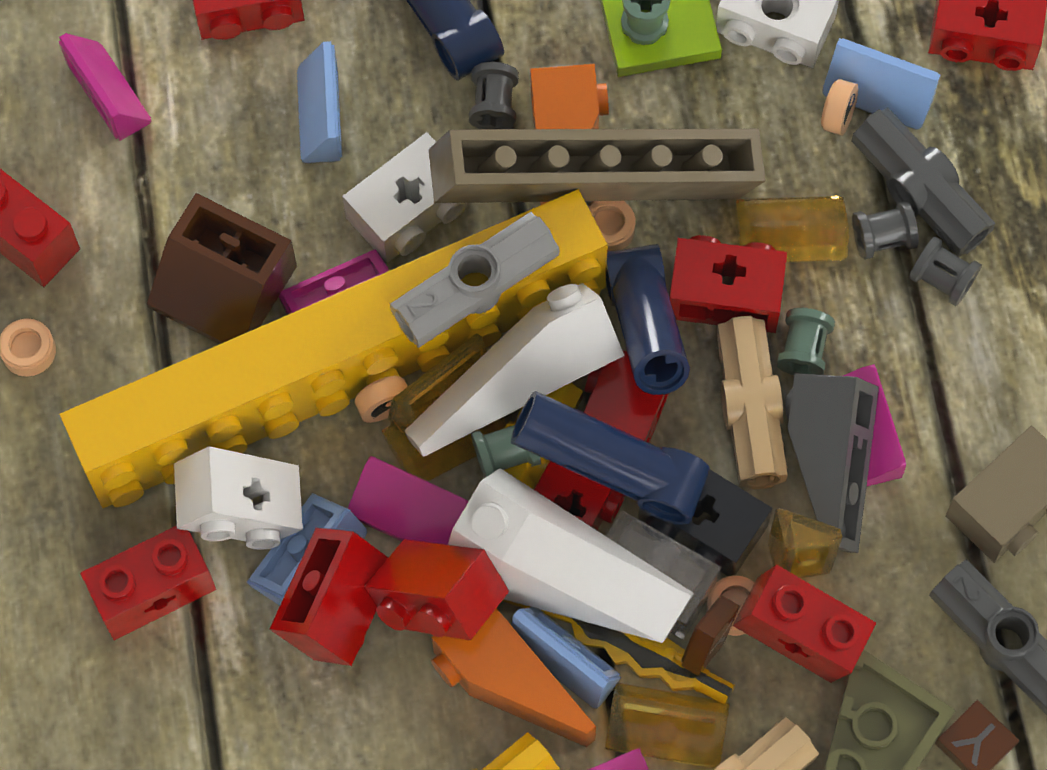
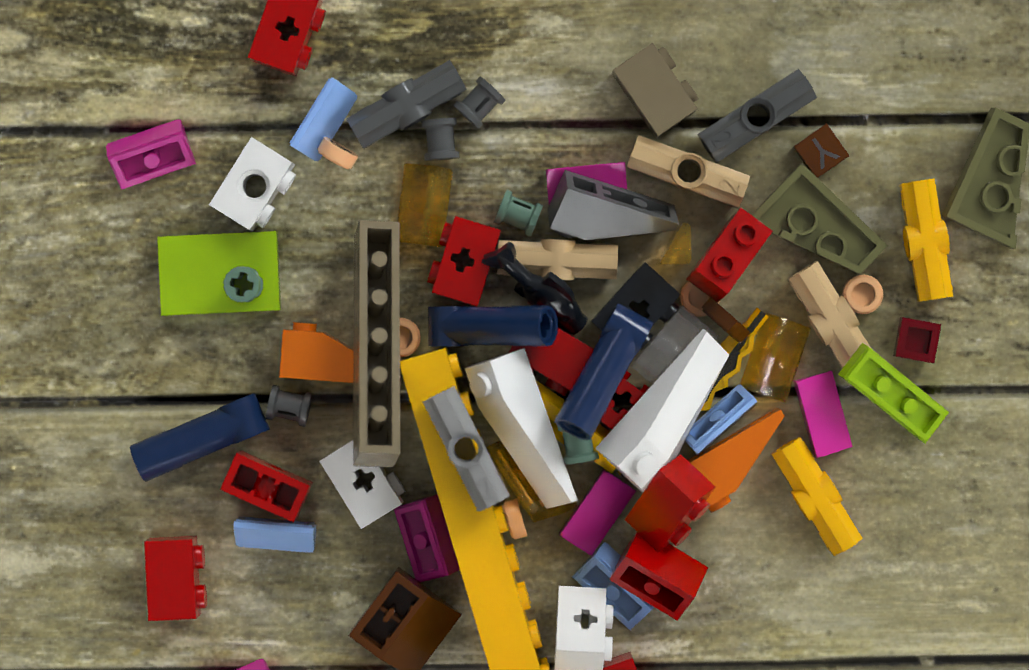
camera: 80 degrees left, 20 degrees up
(383, 77) = (266, 486): none -> red brick
(708, 380) = (540, 290): none -> black animal
(906, 588) = (713, 179): none -> tan piece

